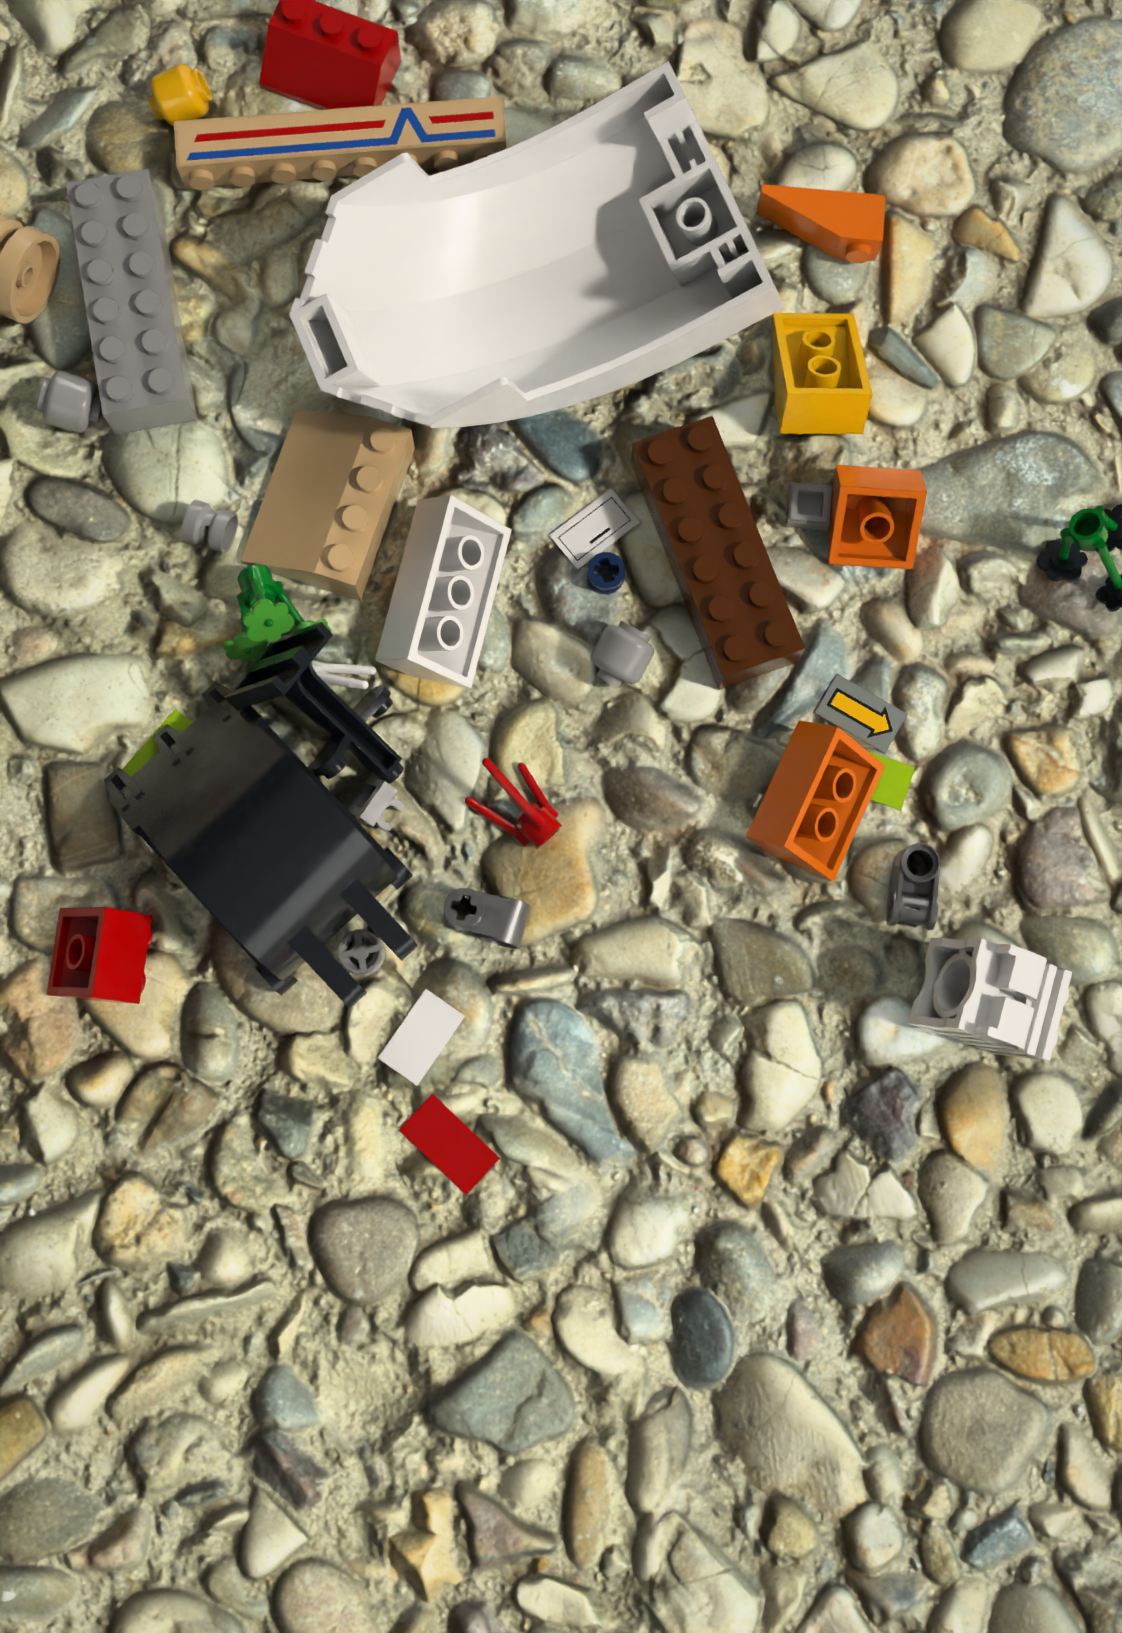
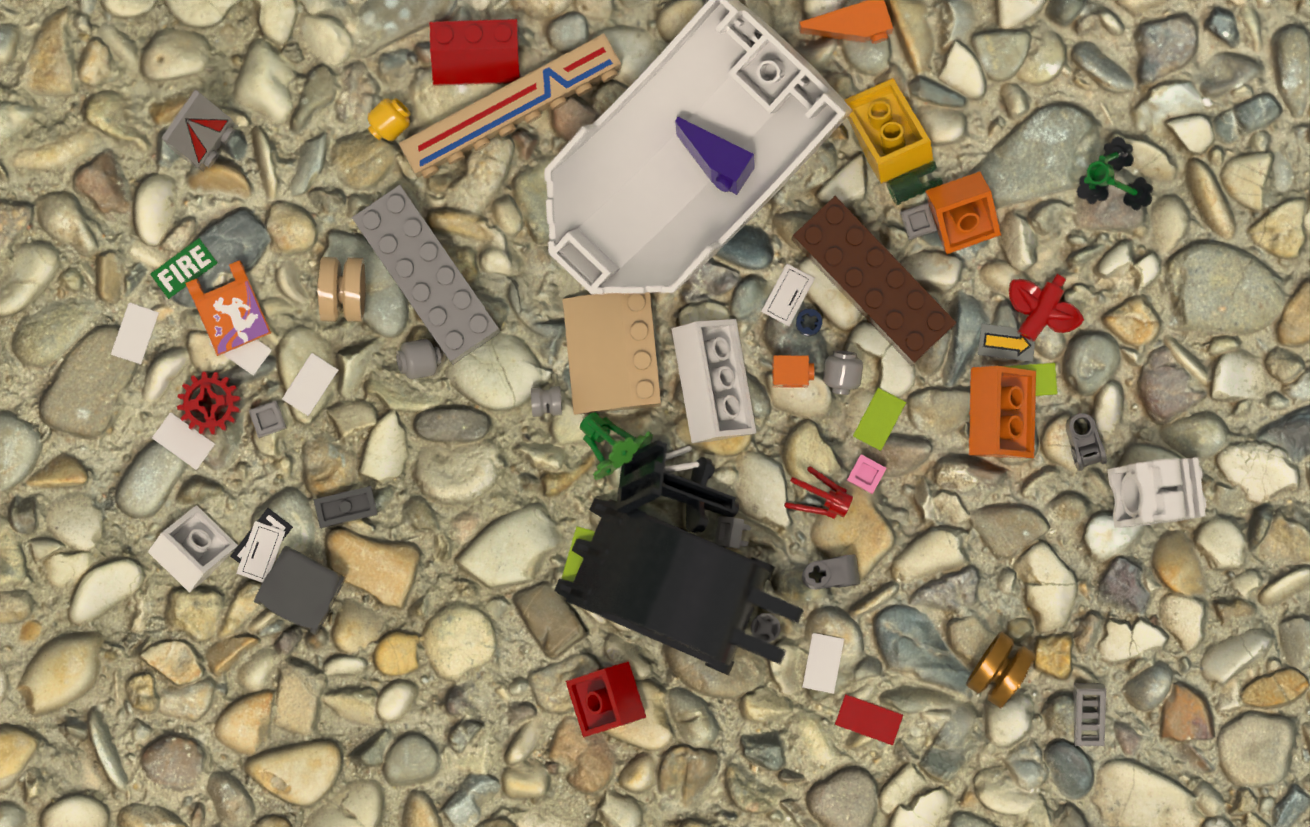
camera: 20 degrees left, 5 degrees up
(553, 624) = (792, 371): none -> orange brick
(581, 308) = (721, 160): none -> dark purple slope
(593, 803) = (866, 474): none -> bright pink plate
(644, 741) = (879, 419): none -> lime sticker
(665, 1159) = (1004, 672): none -> pearl gold wheel
(778, 1238) = (1089, 689): none -> light grey slope
(818, 451) = (909, 185): none -> clear green hinge
(930, 685) = (1043, 307): none -> red plant

